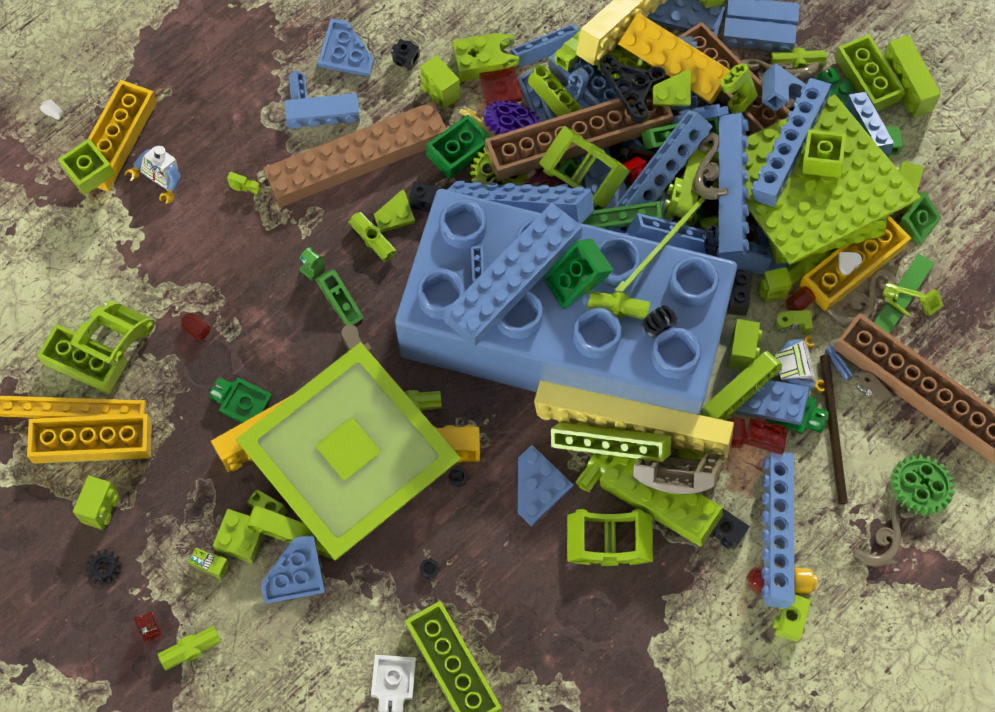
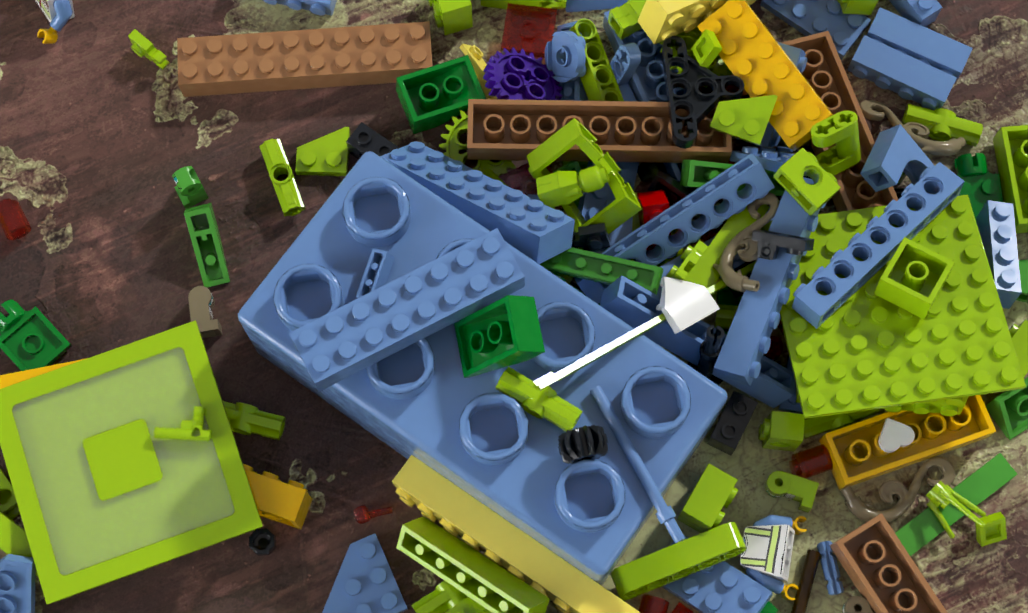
camera: 20 degrees right, 5 degrees up
(384, 412) = (187, 428): none -> lime hose
(518, 437) = (362, 514): none -> clear red hand
(543, 94) = (572, 66): none -> medium blue plate
(576, 171) = (568, 186): none -> lime piece
(604, 200) = (591, 237): none -> black plate
(631, 55) = (706, 48): none -> lime plate
(684, 217) = (684, 303): none -> white slope
(724, 161) = (770, 242): none -> black hinge
(727, 348) = (664, 513): none -> medium blue bar
(735, 123) = (807, 196): none -> lime brick

